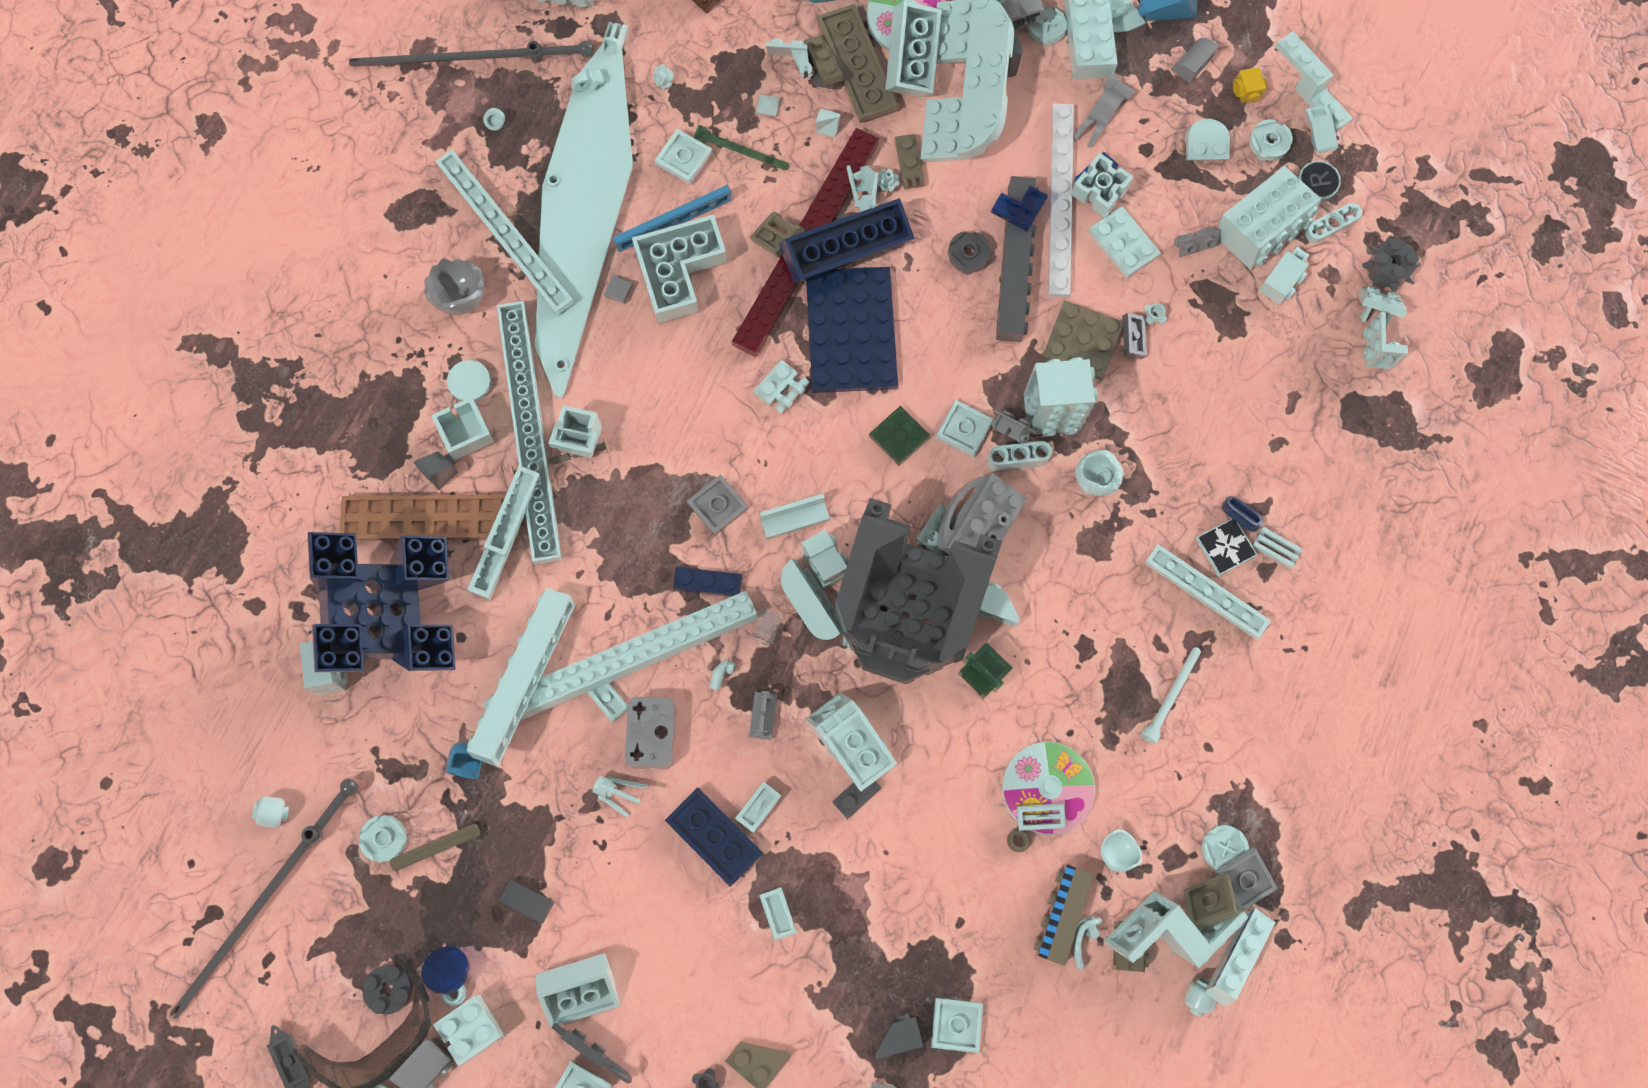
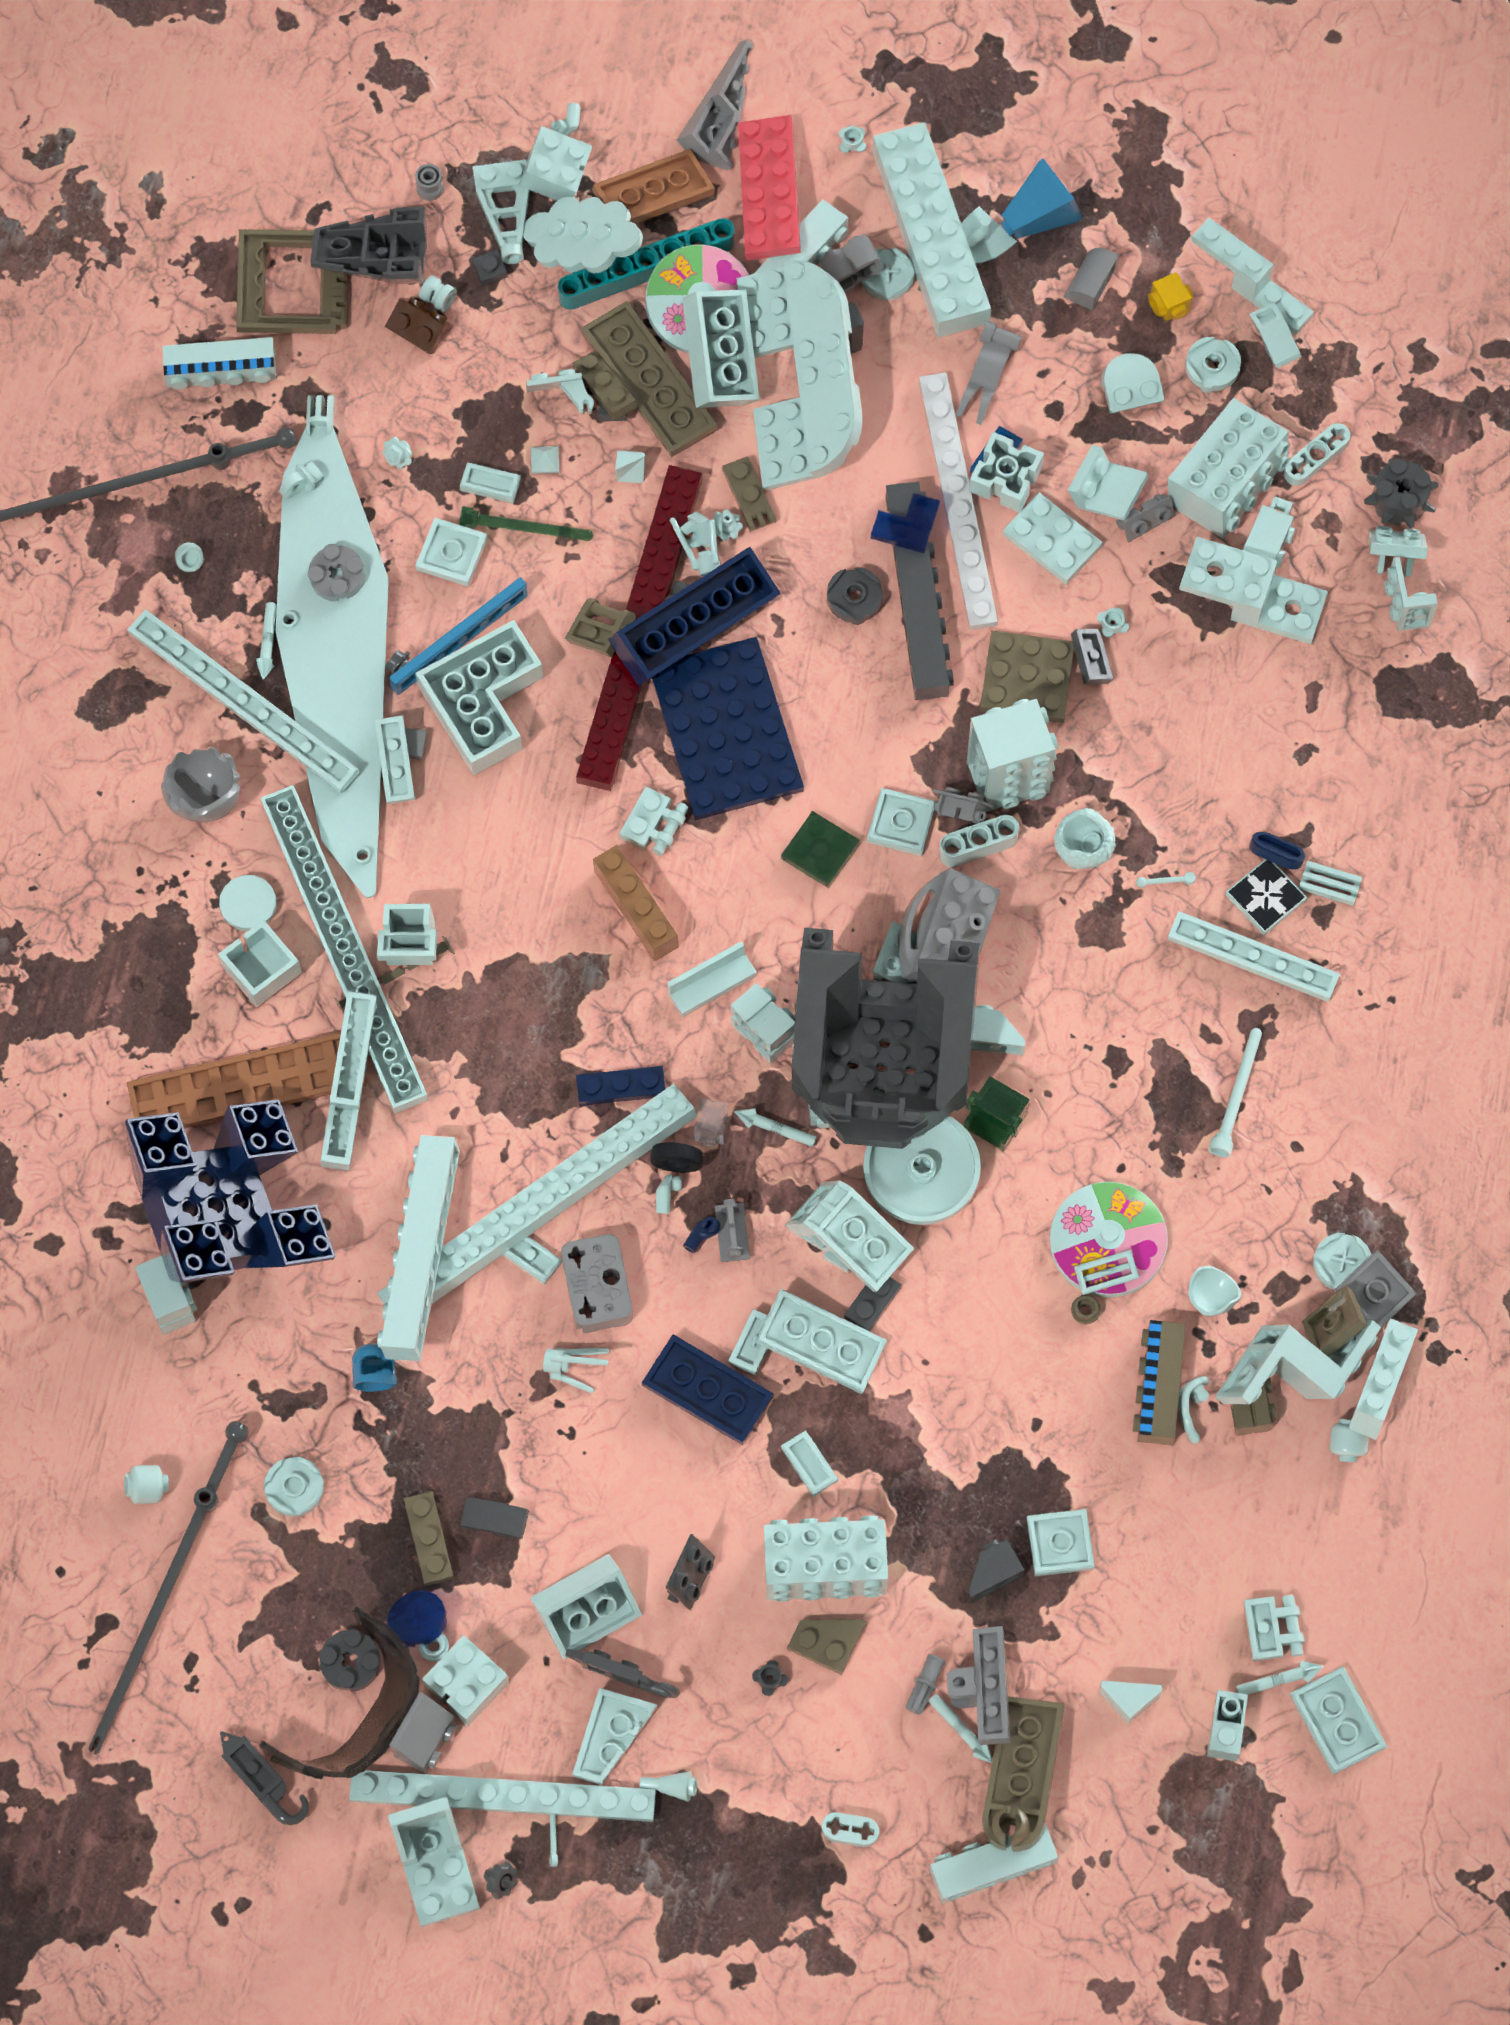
camera: 10 degrees left, 5 degrees down
(435, 847) = (362, 1481): dark tan axle -> none
(437, 468) = (240, 1021): dark grey slope -> none
(473, 904) = (428, 1538): none -> dark tan plate
(527, 207) = (265, 662): none -> light aqua piece
(593, 142) = (332, 558): none -> light grey plate
(602, 299) = (394, 759): none -> light aqua plate
(623, 226) = (397, 661): none -> dark grey plate
(663, 984) = (690, 1573): none -> dark grey hinge
(717, 505) = (609, 987): light grey tile -> none
(724, 113) = (490, 482): none -> light aqua tile
(734, 649) = (676, 1157): none -> black tyre
(741, 709) = (702, 1231): none -> dark blue arm
(752, 445) = (635, 903): none -> medium nougat brick
(769, 1002) = (825, 1559): none -> light aqua brick
(798, 629) = (750, 1118): none -> light aqua piece
(809, 819) = (821, 1341): none -> light aqua tile
(810, 600) = (756, 1078): light aqua brick -> none
(919, 710) = (926, 1178): none -> light aqua dish
(1170, 519) = (1189, 879): none -> light aqua hinge
(1172, 212) = (1106, 486): none -> light aqua bracket
(1266, 313) = (1253, 590): none -> light aqua bracket
(1321, 179) = (1287, 403): black tile -> none

